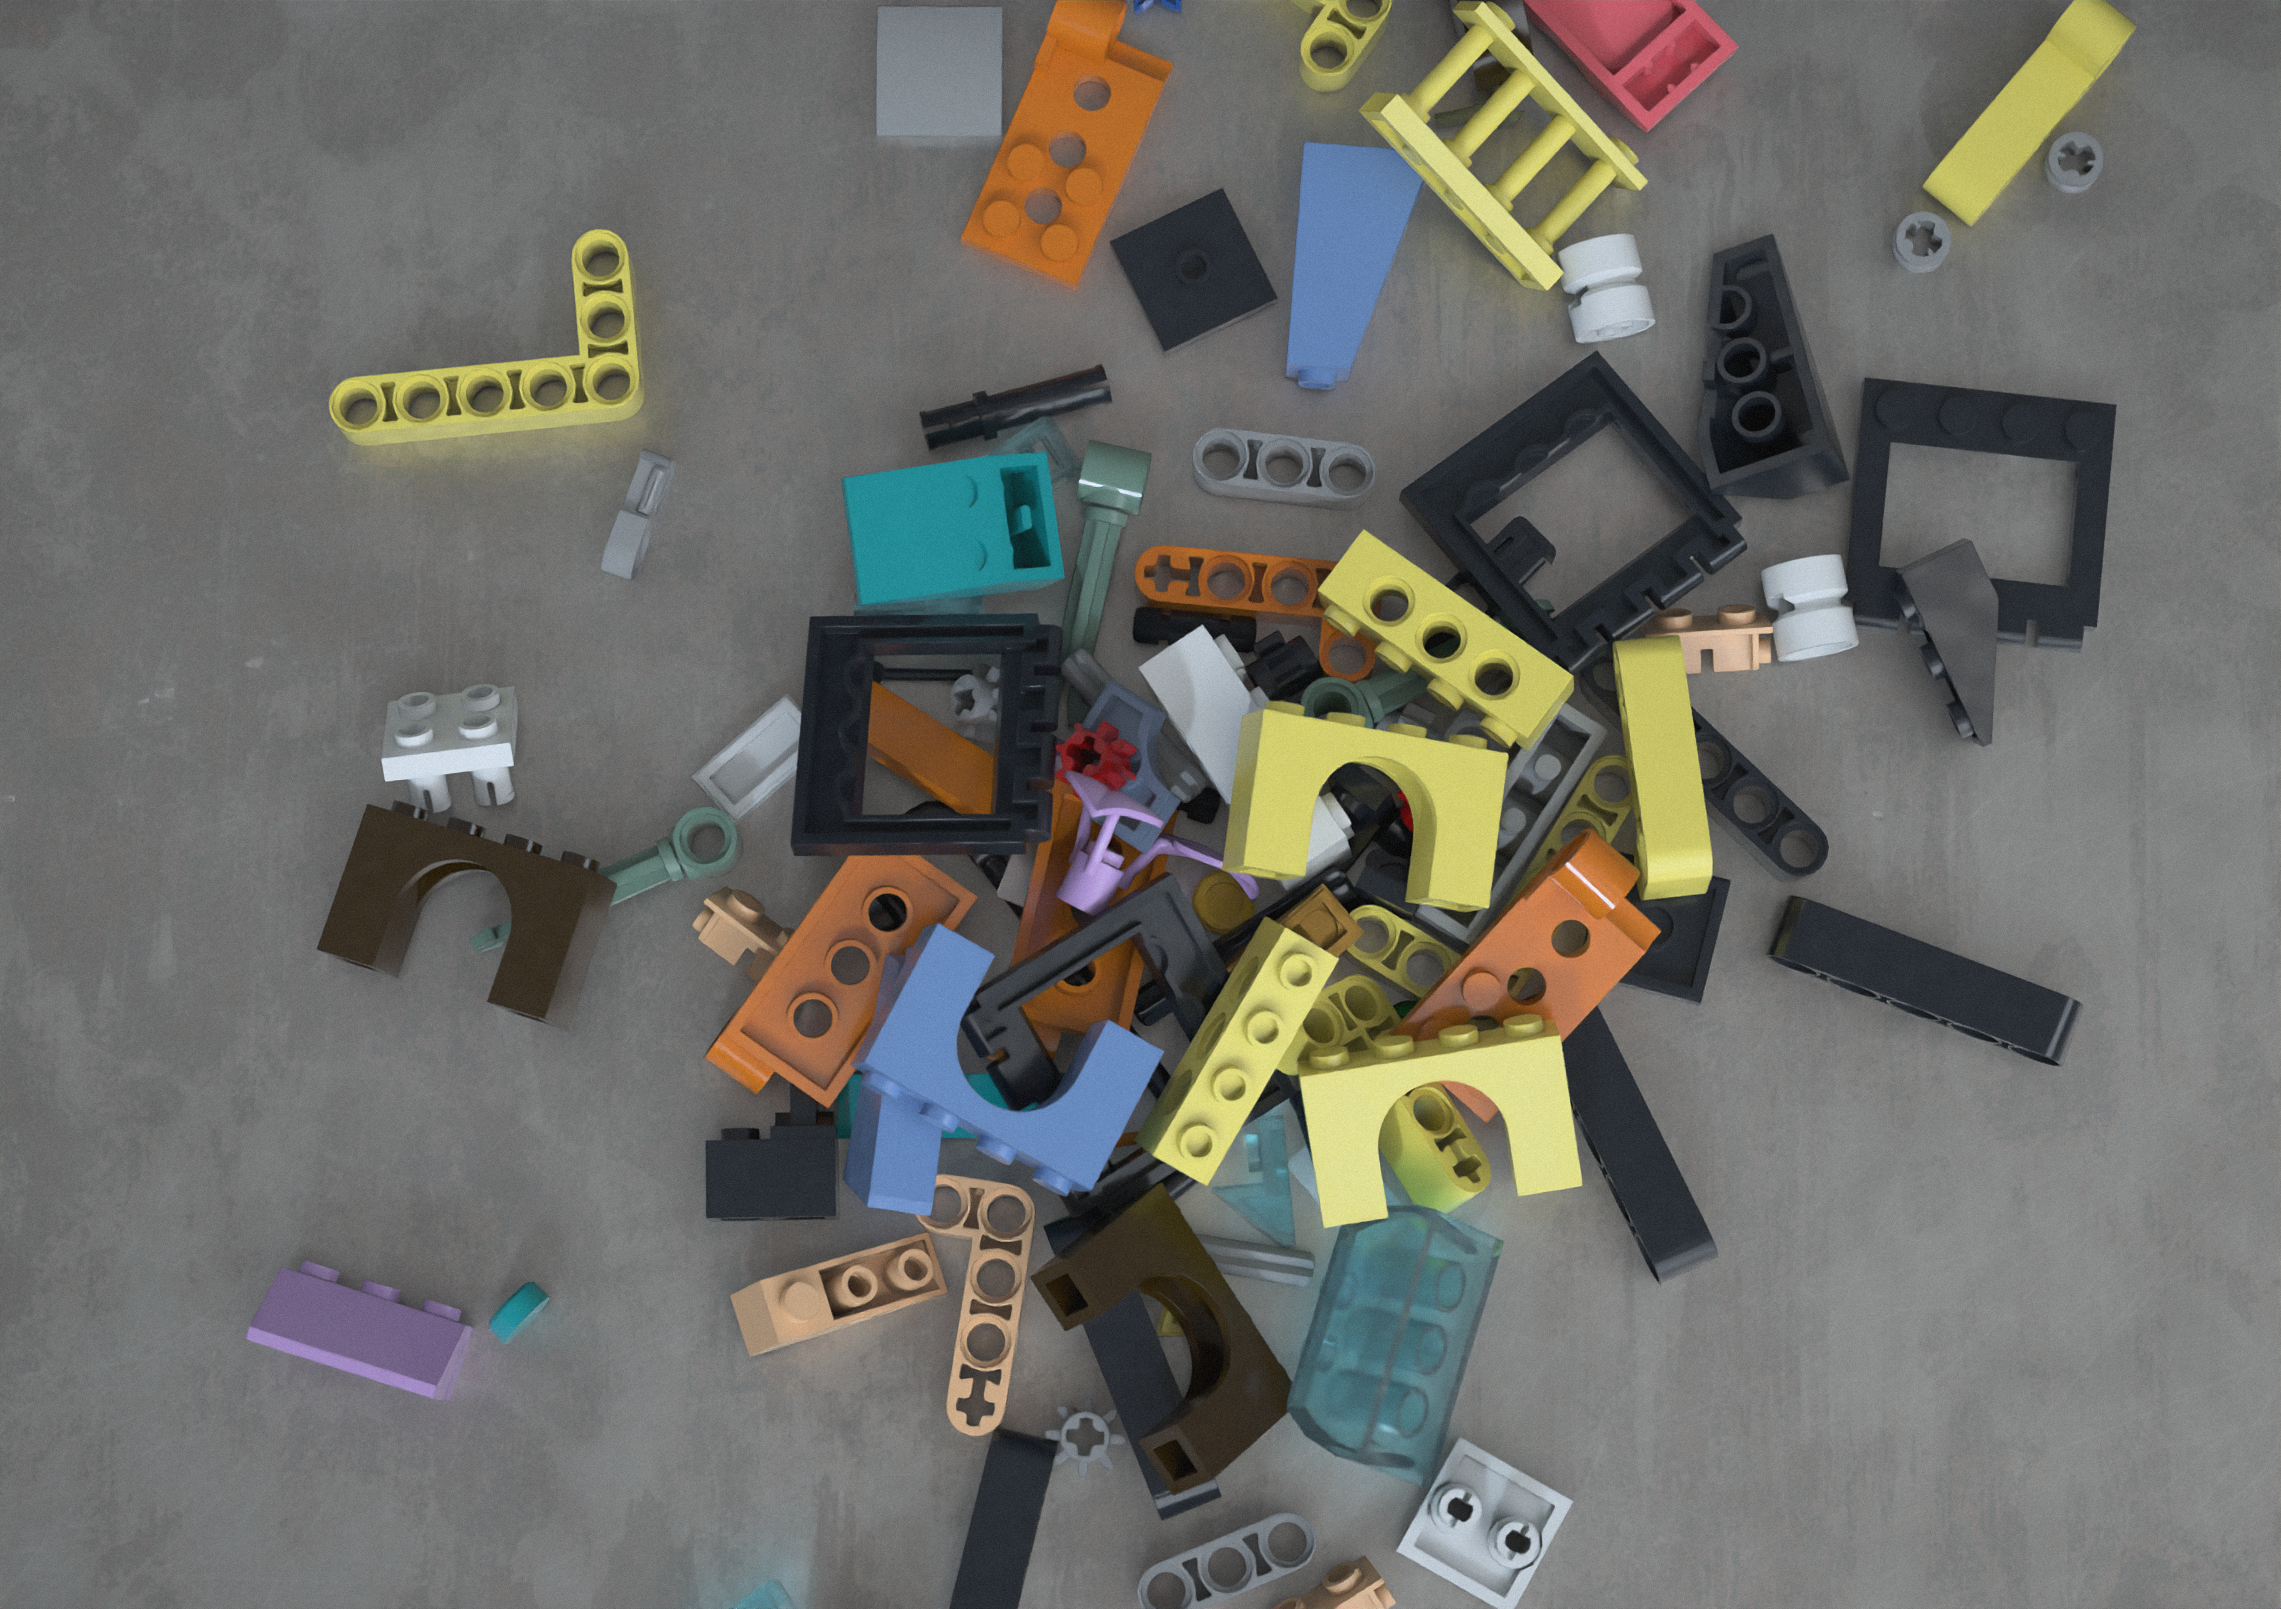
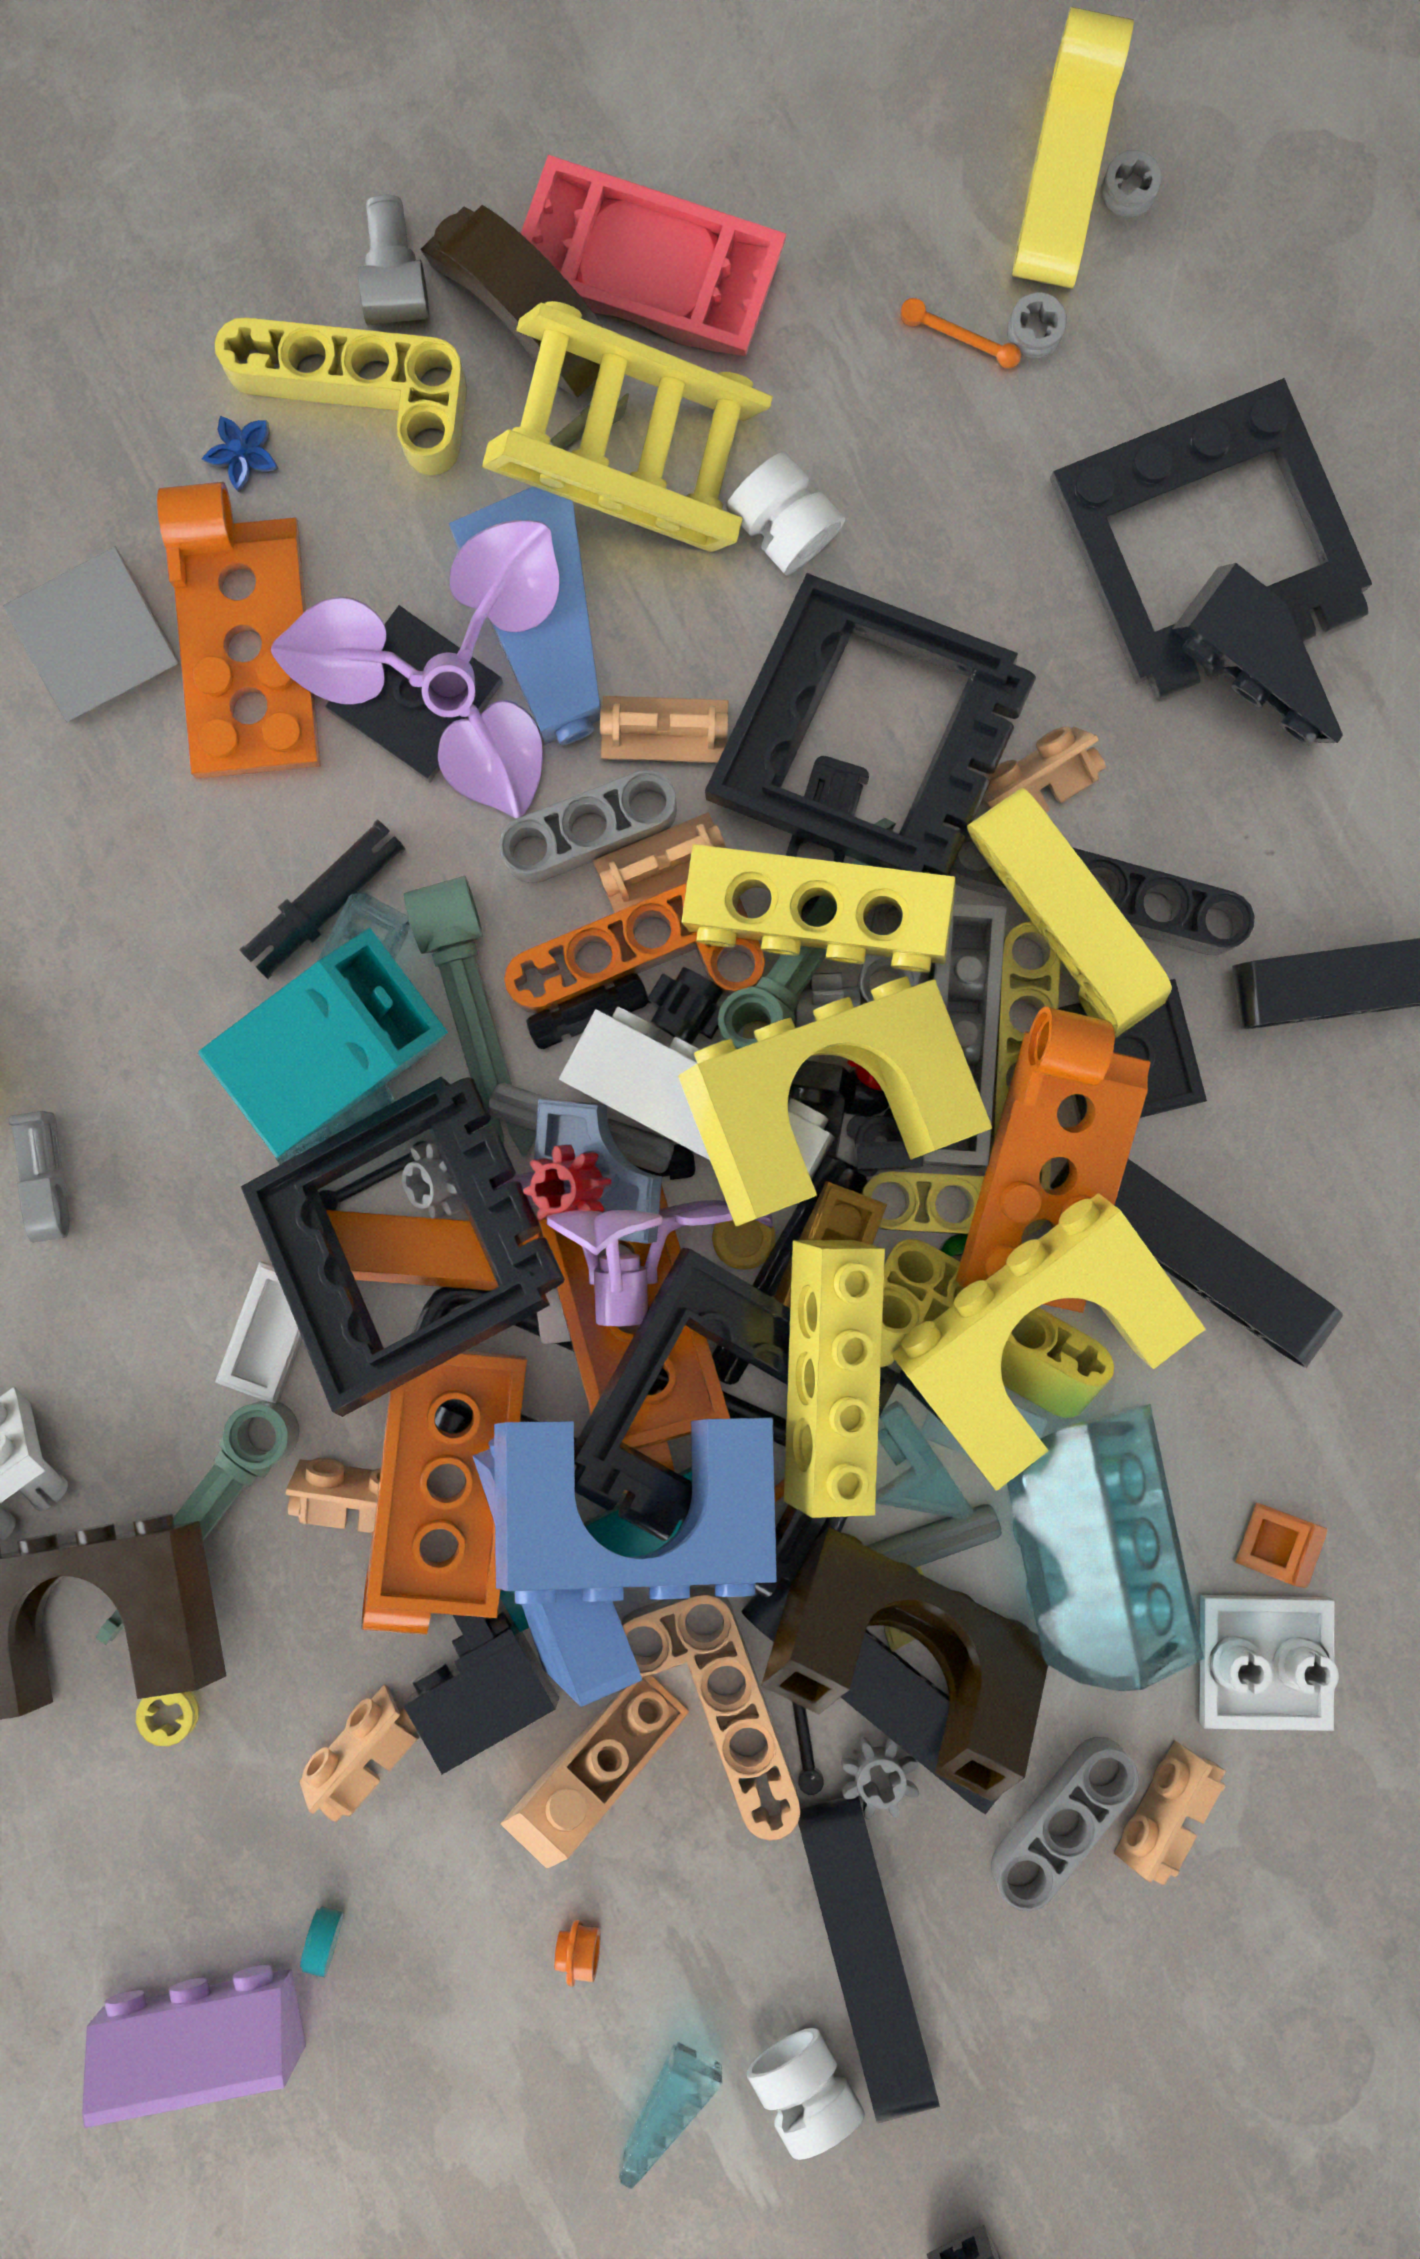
camera: 30 degrees left, 5 degrees up
(478, 1058) = (165, 1734): none -> light yellow bush
(614, 1173) = (337, 1775): none -> light nougat hinge
(736, 1447) = (578, 1953): none -> orange plate
(1022, 1411) = (810, 1778): none -> black hinge
(1236, 361) = (490, 755): none -> lavender plant
(1323, 530) = (654, 862): none -> light nougat hinge
(1395, 419) = (663, 729): none -> light nougat hinge
(1555, 1434) = (1281, 1546): none -> orange slope
(1763, 400) = (978, 541): black wedge -> none
(1809, 607) = (1116, 700): white wheel -> none
(1818, 174) = (914, 313): none -> orange hinge

